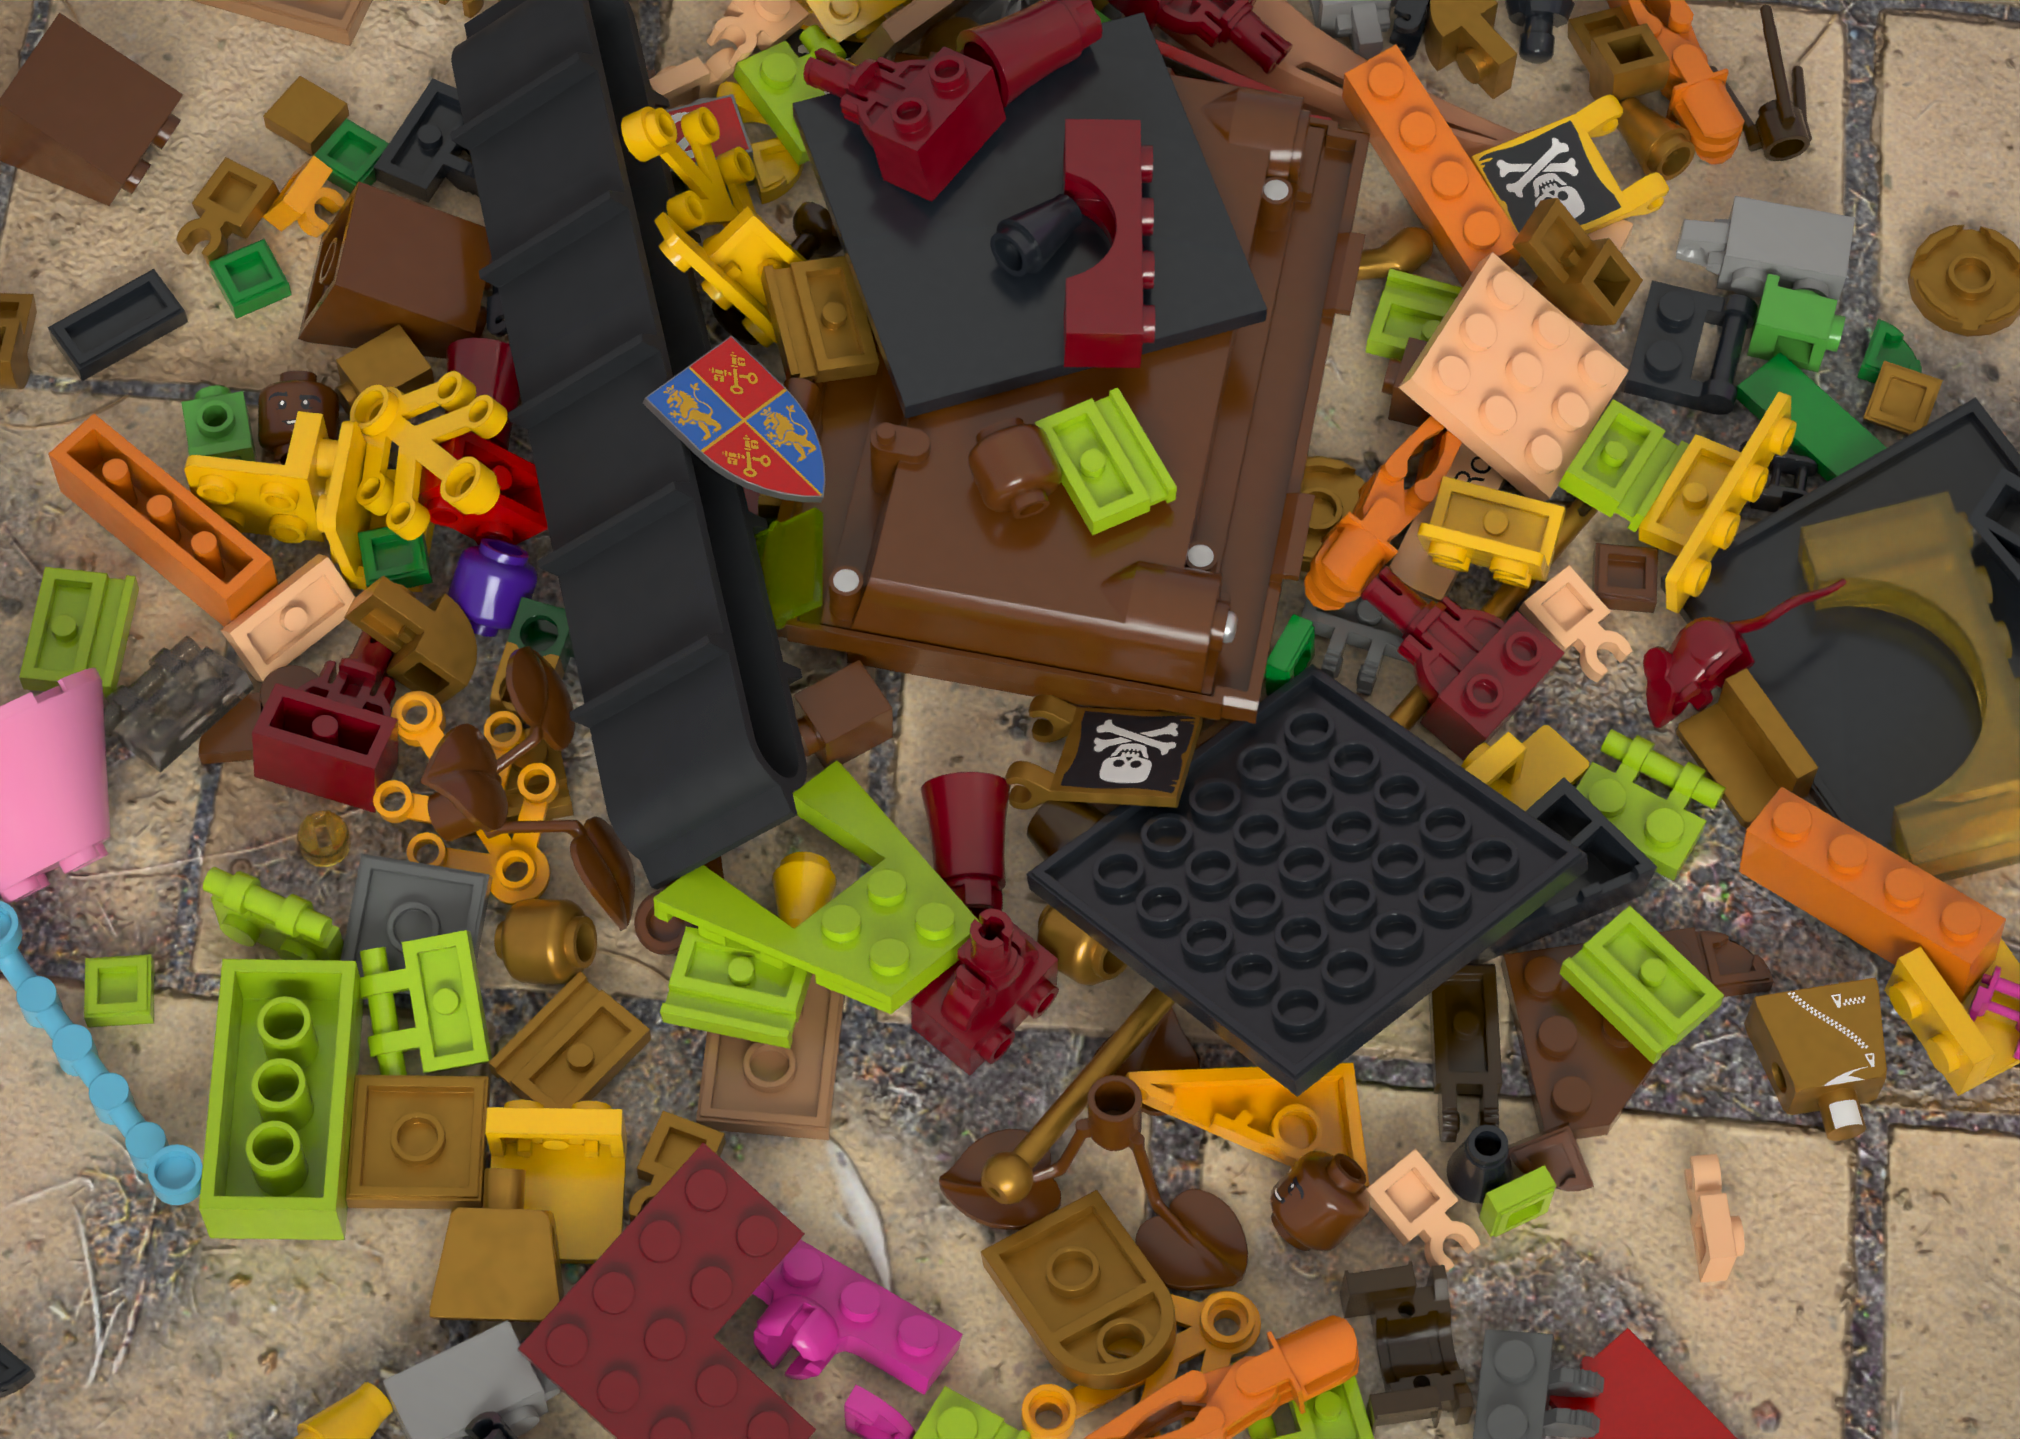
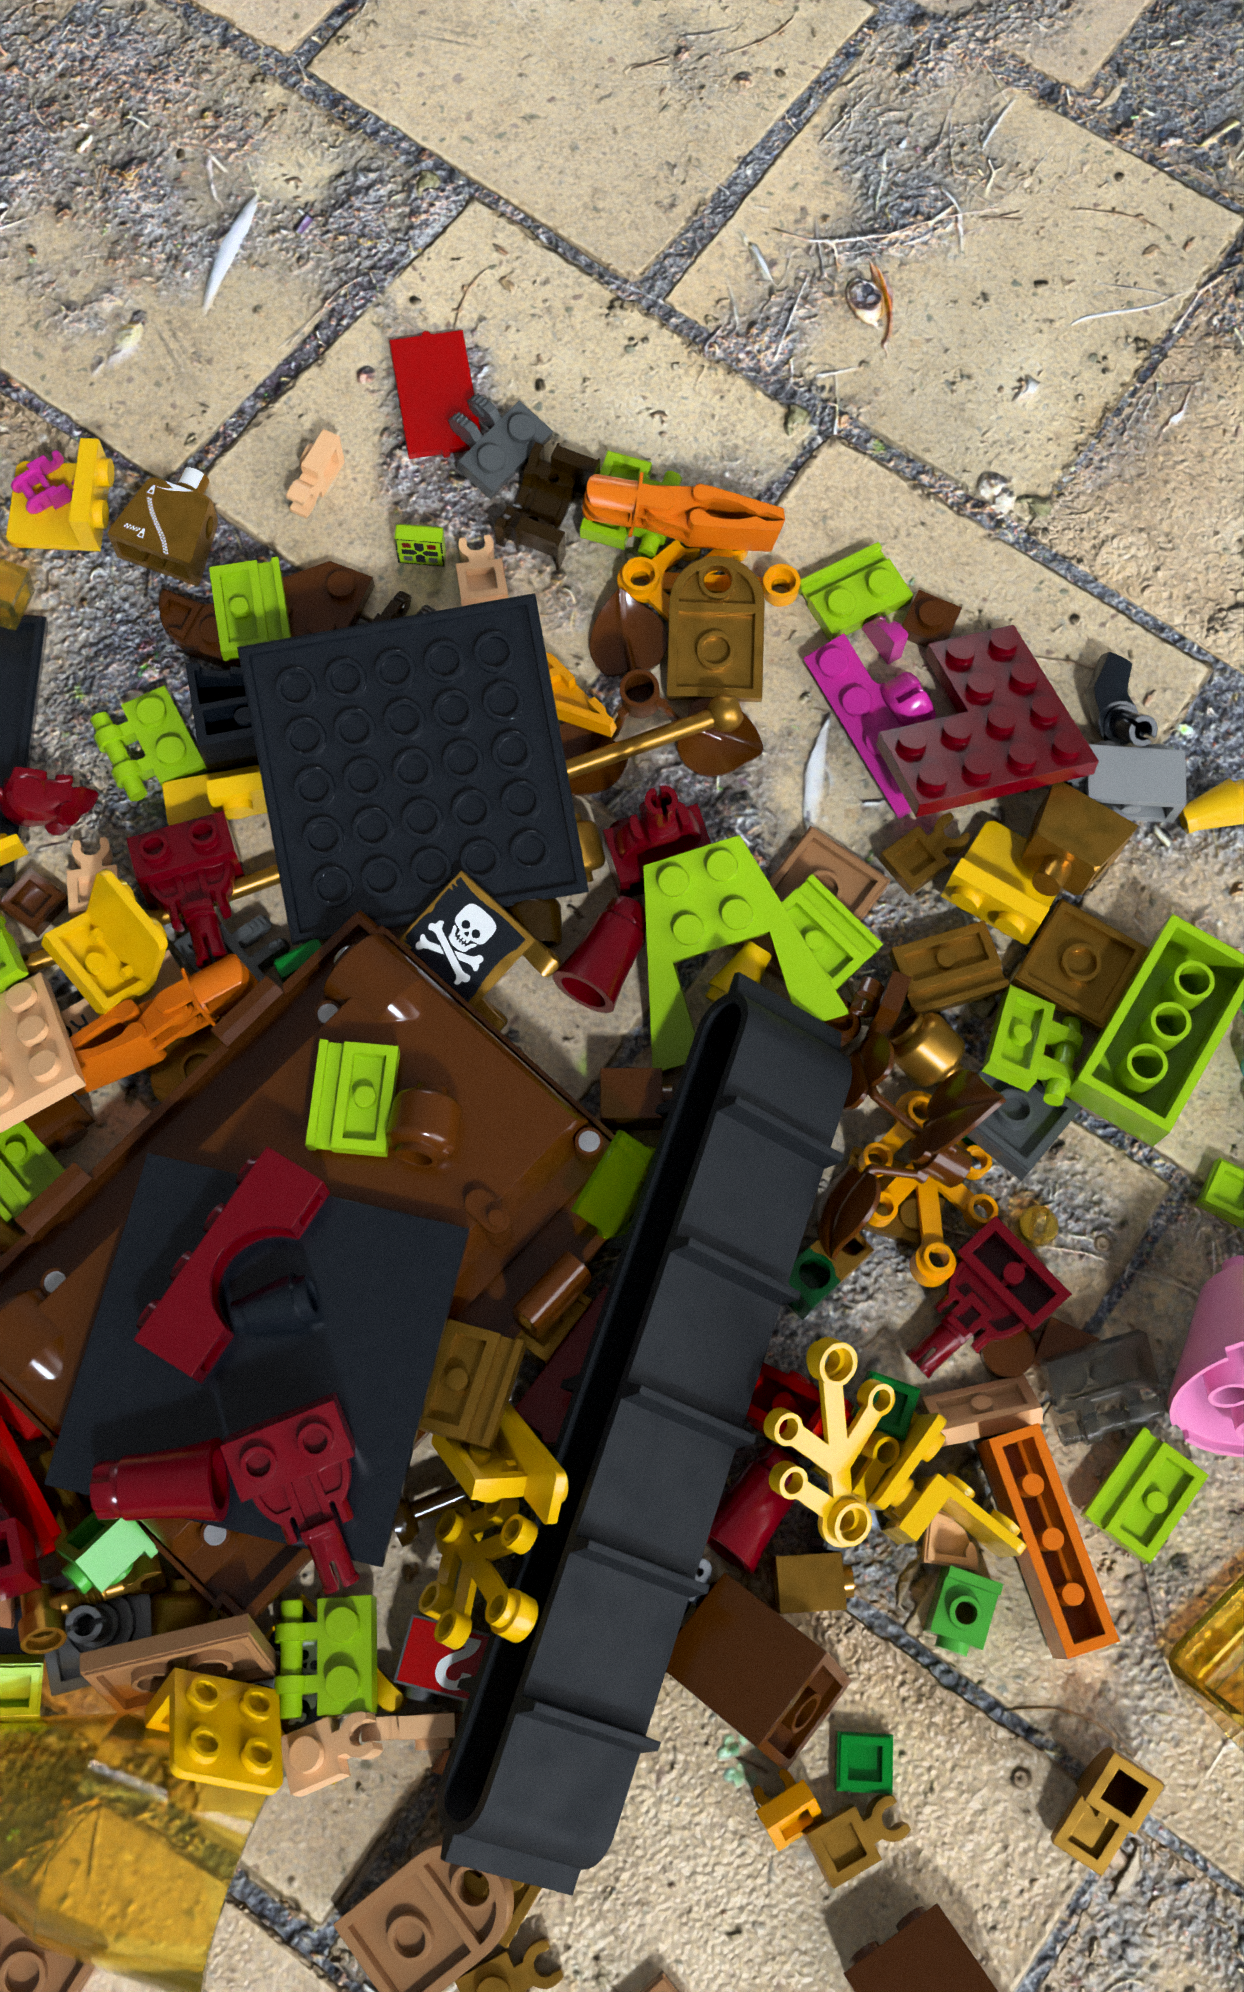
camera: 150 degrees left, 10 degrees up
(118, 324) = (990, 1780): black tile -> none
(261, 916) = (1110, 1161): lime plate -> none
(282, 401) = (895, 1586): reddish brown head -> none
(306, 115) = (739, 1907): pearl gold tile -> none
(351, 155) = (722, 1837): green tile -> none
(423, 147) = (659, 1806): black hinge -> none
(430, 642) = (896, 1323): pearl gold brick -> none
(491, 584) = (821, 1322): dark purple head -> none
(621, 957) = (880, 1002): none -> reddish brown tile
(743, 424) = (597, 1288): shield -> none
(774, 169) = (394, 1614): yellow tile -> none
(1319, 1201) = (553, 595): reddish brown head -> none
(1480, 1164) = (426, 575): black cone -> none
(1558, 1152) = (379, 563): reddish brown tile -> none
(1747, 748) = (57, 732): pearl gold panel -> none
(1869, 891) = (64, 587): orange brick -> none

